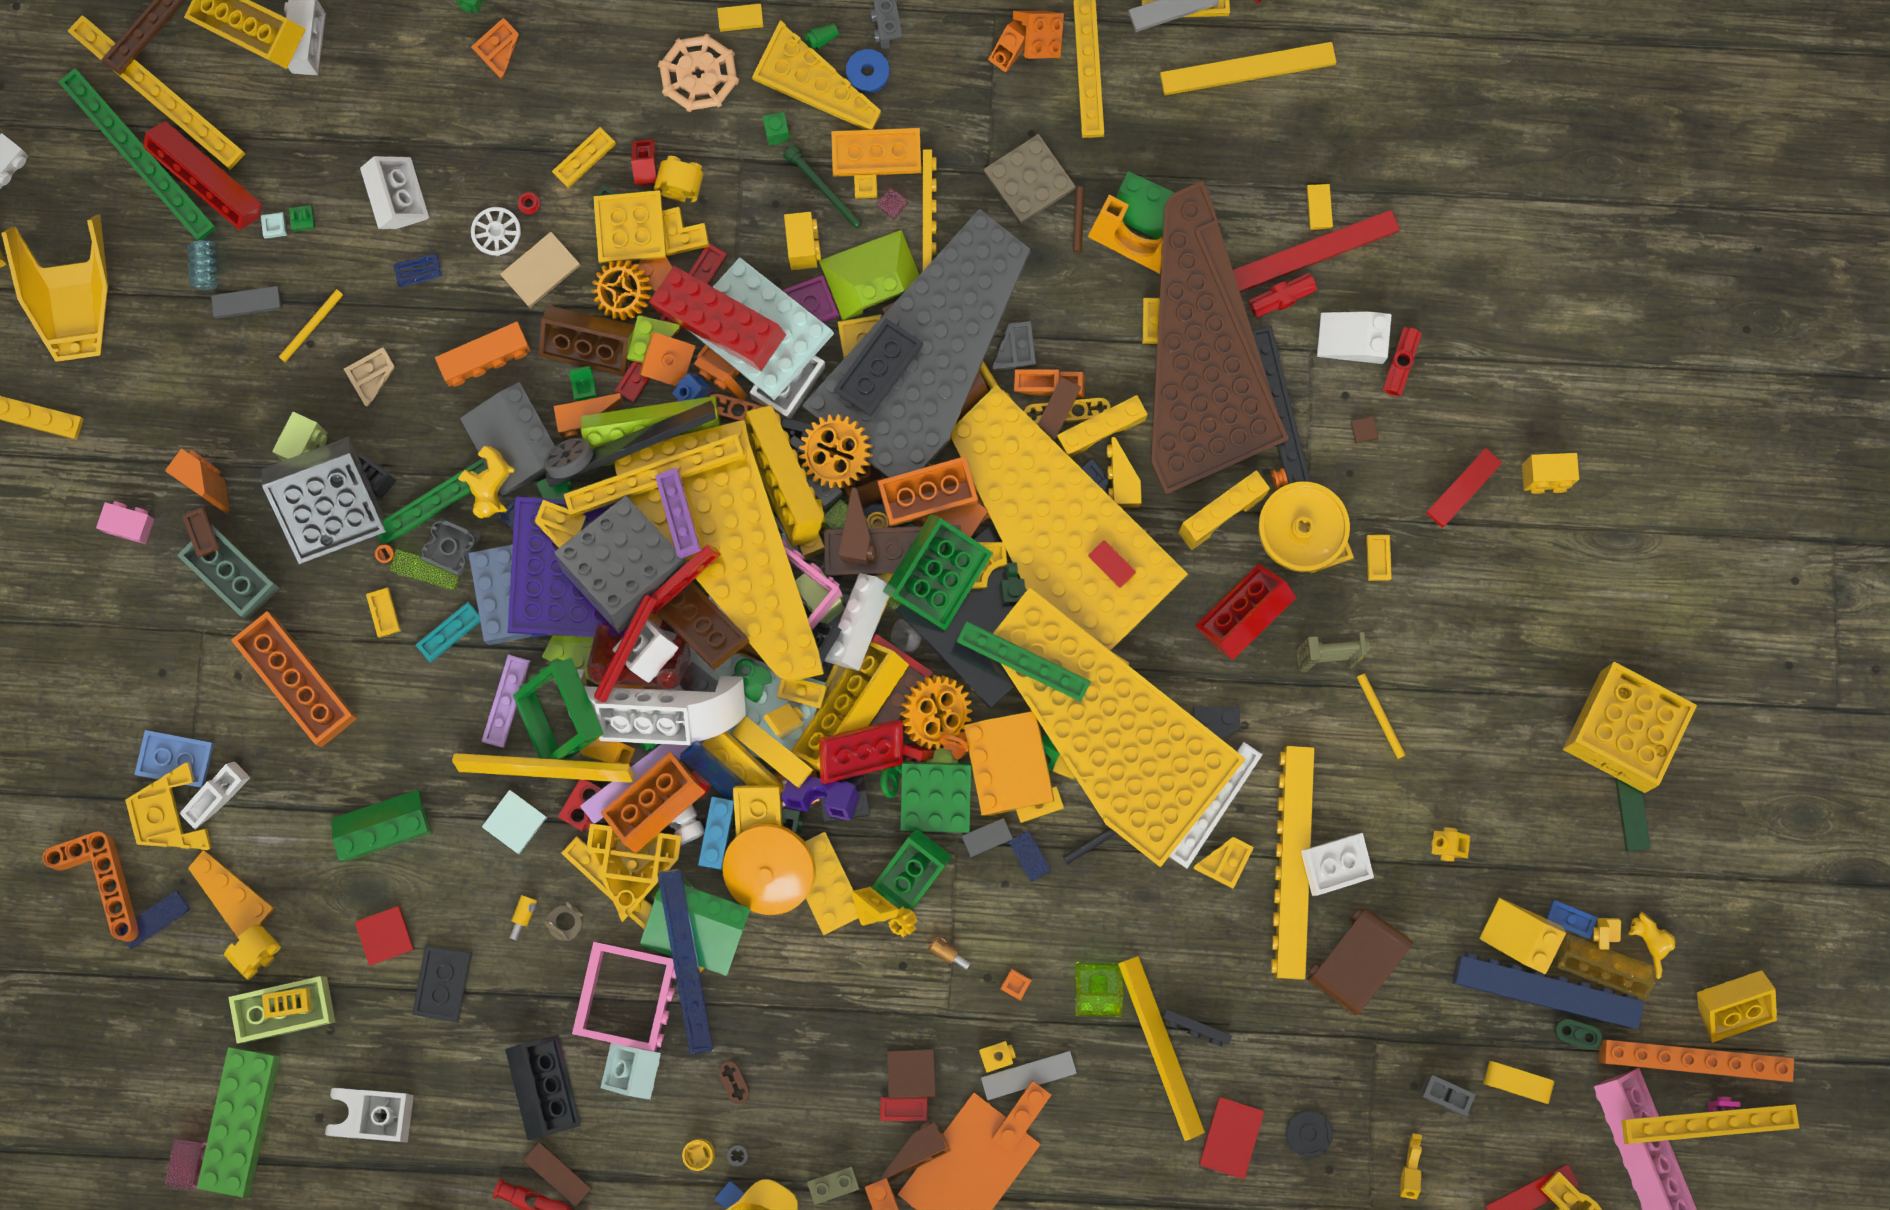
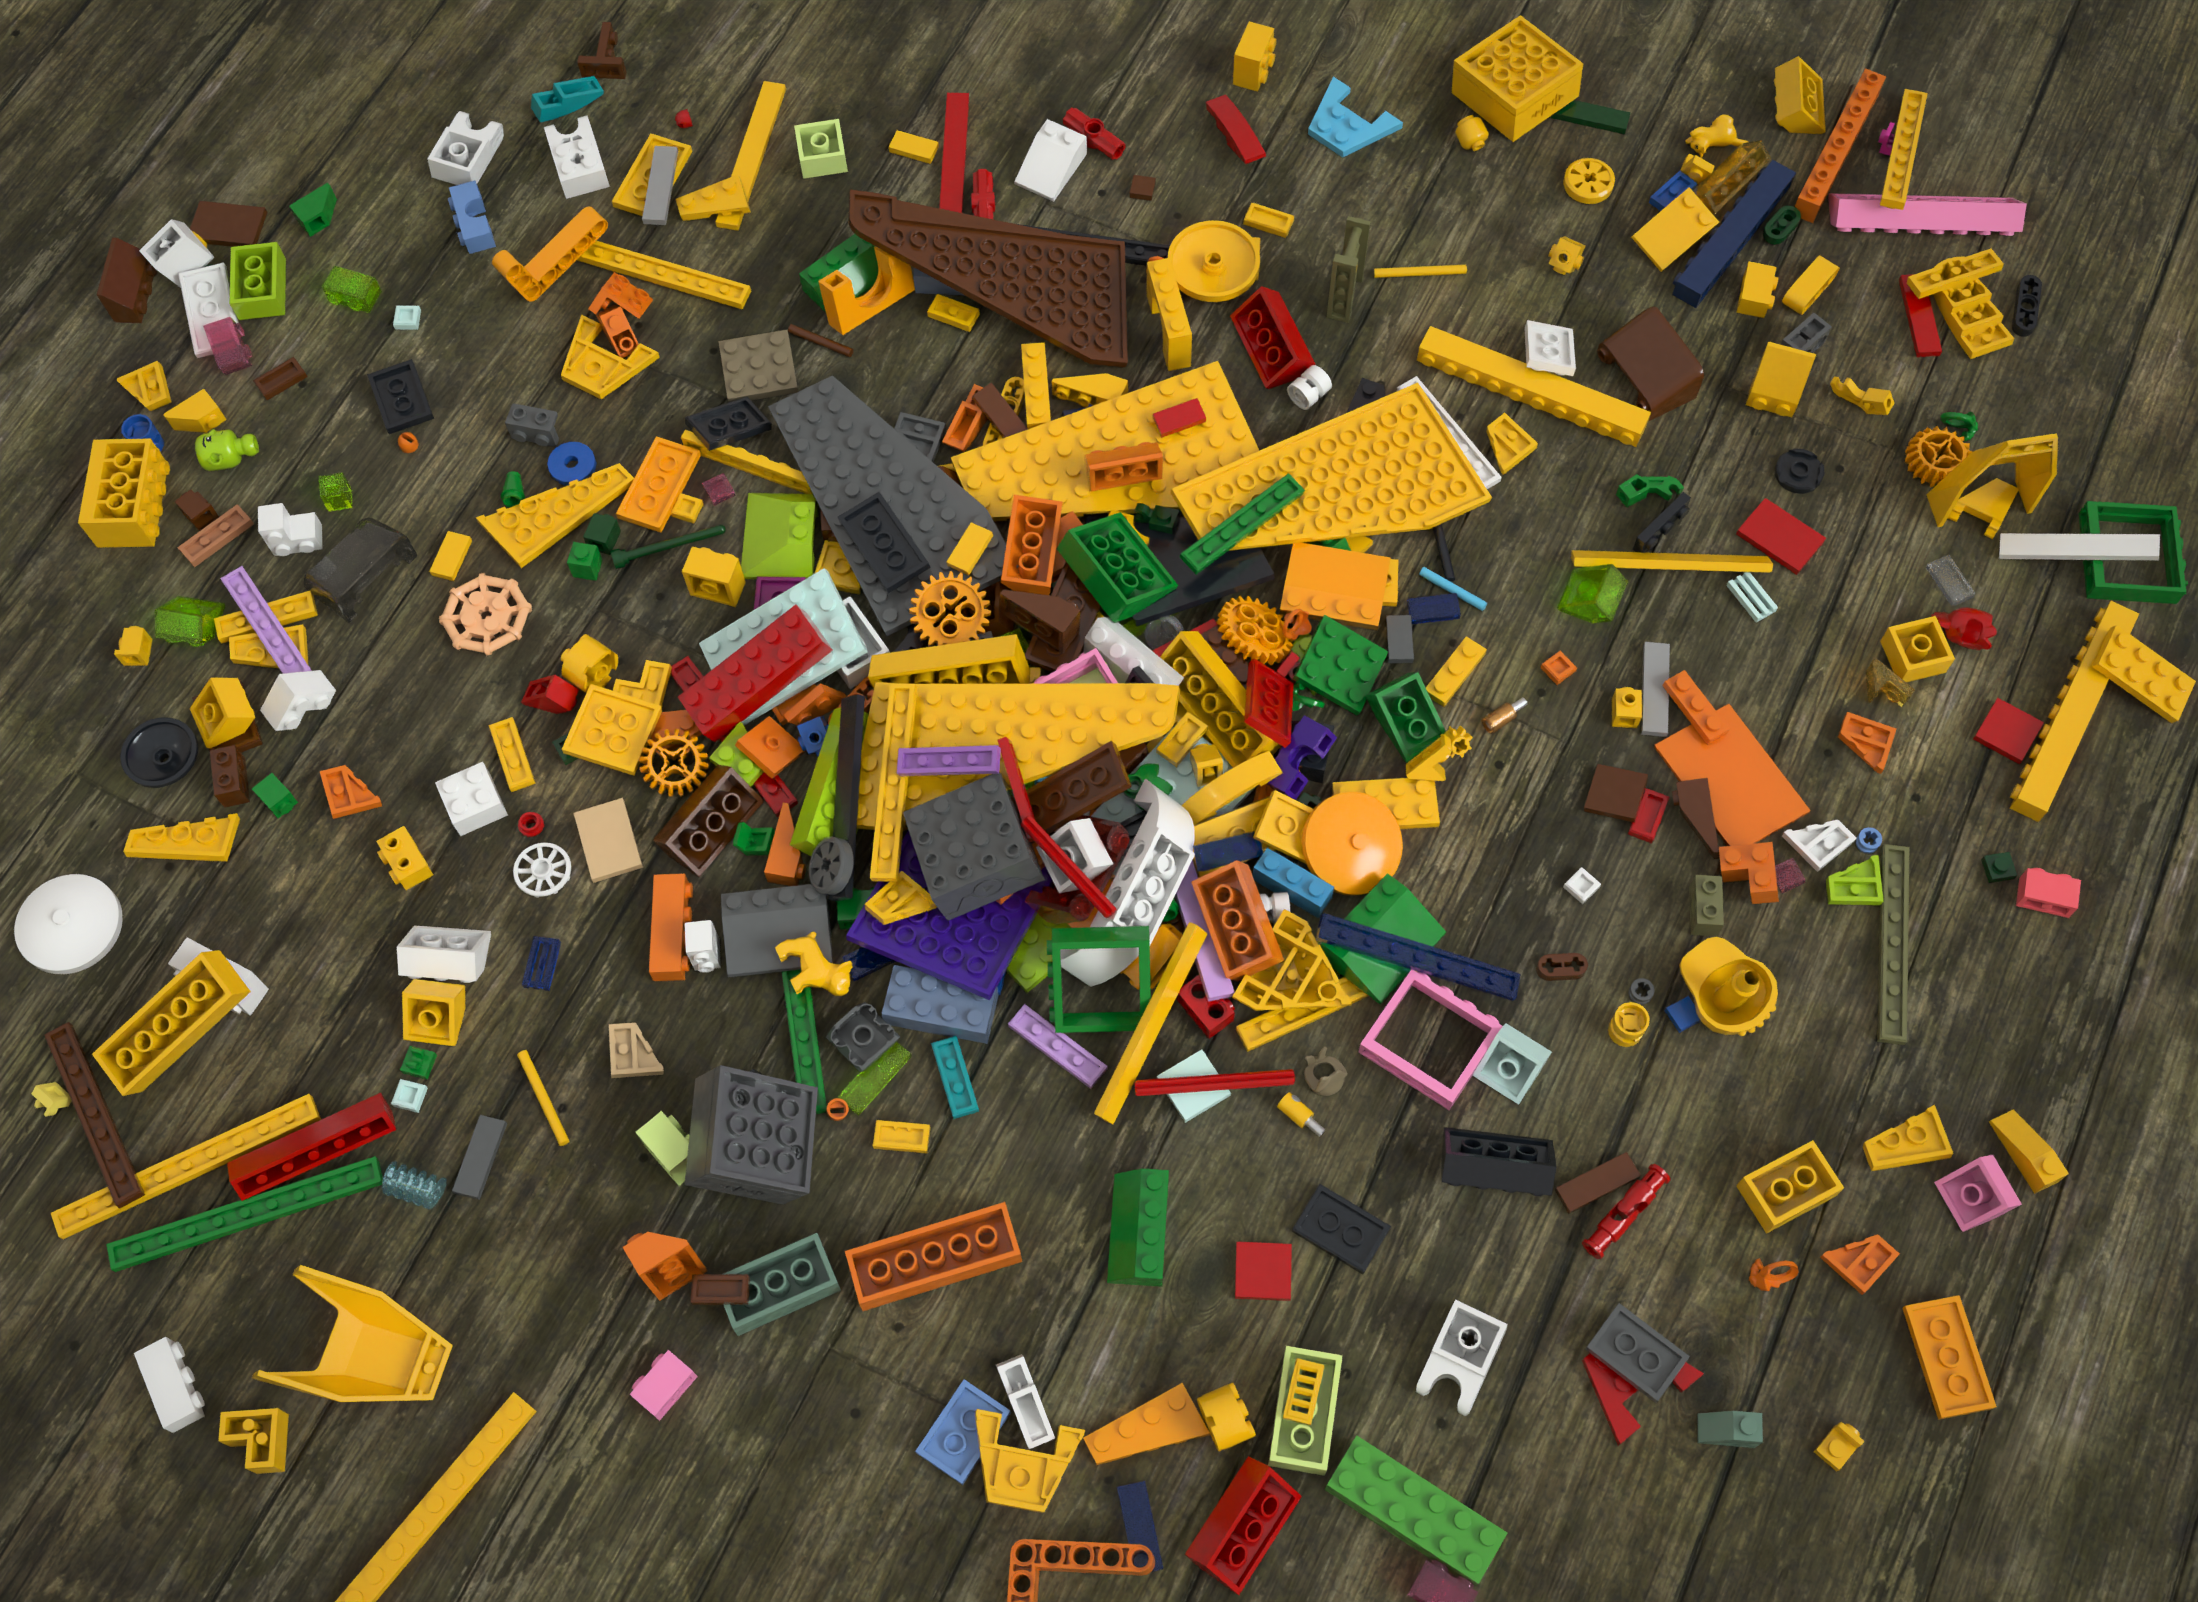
camera: 65 degrees left, 15 degrees down
(181, 995) = (1243, 1525): none -> red slope
(344, 208) = (433, 1012): none -> yellow slope
(459, 121) = (404, 858): none -> yellow brick
(471, 388) = (702, 945): none -> white brick
(519, 838) = (1214, 1082): none -> red axle
(528, 146) = (471, 798): none -> white brick
(809, 129) = (603, 532): none -> dark green brick
(815, 1074) = (1582, 885): none -> white tile
(900, 441) = (969, 548): none -> yellow tile
(955, 182) = (728, 423): none -> black tile
(966, 45) = (598, 369): none -> yellow wing
(975, 896) = (1455, 671): none -> yellow plate
(1041, 535) = (1124, 466): none -> orange slope
(1056, 866) = (1453, 588): none -> medium azure bar
(1169, 1114) = (1755, 594): none -> light aqua tile
(1183, 63) = (717, 198): none -> yellow wing
(1214, 665) = (1309, 387): none -> white wheel
(1237, 1009) = (1659, 485): none -> green piece
(1274, 127) = (820, 148): none -> yellowish green brick
(1383, 1086) = (1780, 379): none -> yellow slope
(1491, 1033) = (1756, 289): none -> yellow brick
(1513, 582) = (1343, 129): none -> medium azure wing
(1556, 707) = (1471, 133): none -> yellow head
(1564, 830) = (1585, 170): none -> yellow wheel

